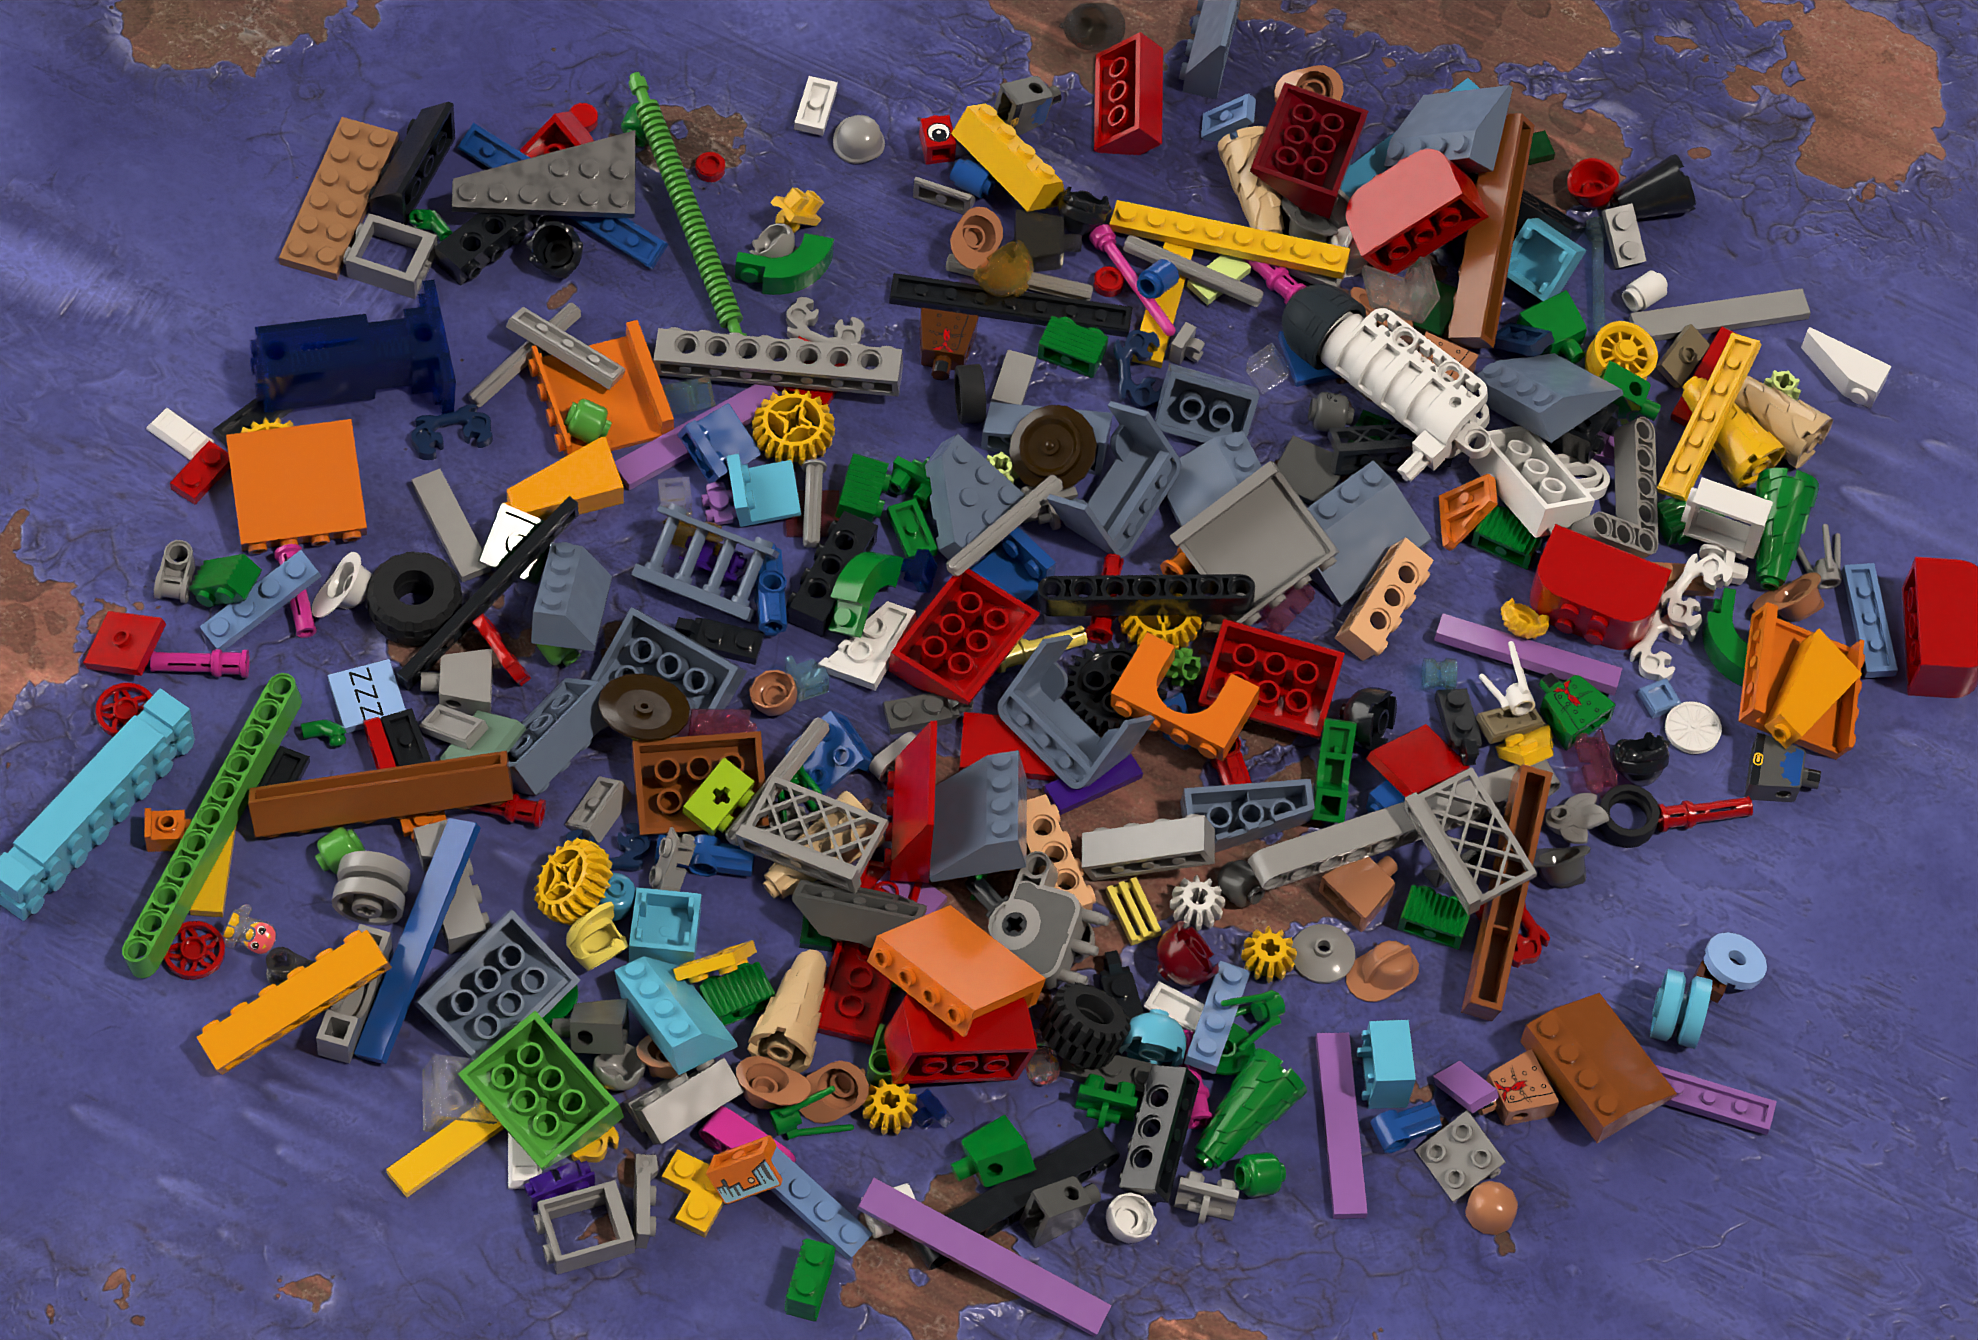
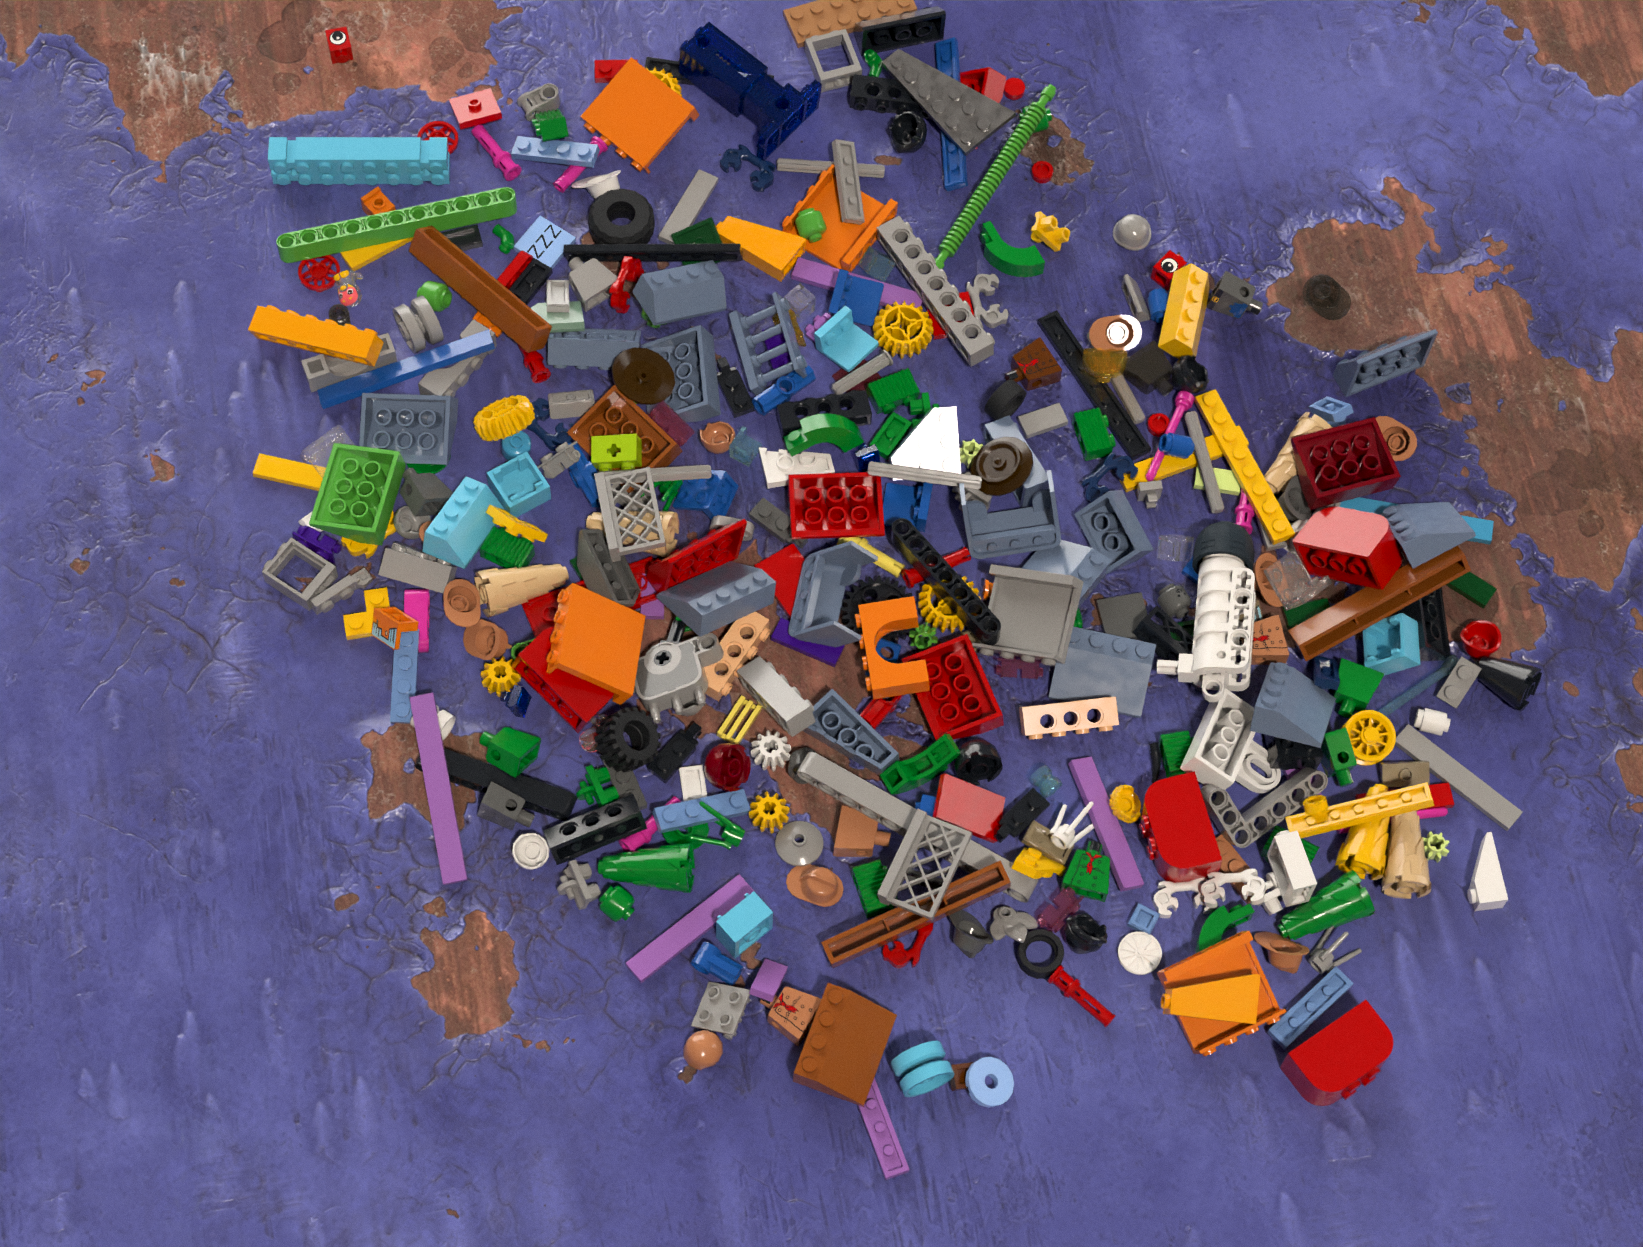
camera: 55 degrees right, 5 degrees up
(178, 433) = (631, 43): white tile -> none
(595, 937) = (480, 453): light yellow helmet -> none
(774, 241) = (1016, 236): light grey hair -> none
(788, 1117) = (452, 631): green plant -> none
(809, 1279) = (356, 708): green brick -> none
(815, 105) = (1132, 194): white plate -> none
(1129, 97) = (1296, 349): red slope -> none
(1155, 1039) = (655, 783): medium azure cylinder -> none
(1465, 508) = (1173, 719): orange wing -> none
(1490, 559) = (1155, 755): none -> black helmet
(1668, 449) = (1315, 804): none -> yellow tile
(1777, 771) = (1147, 1022): dark grey torso -> none

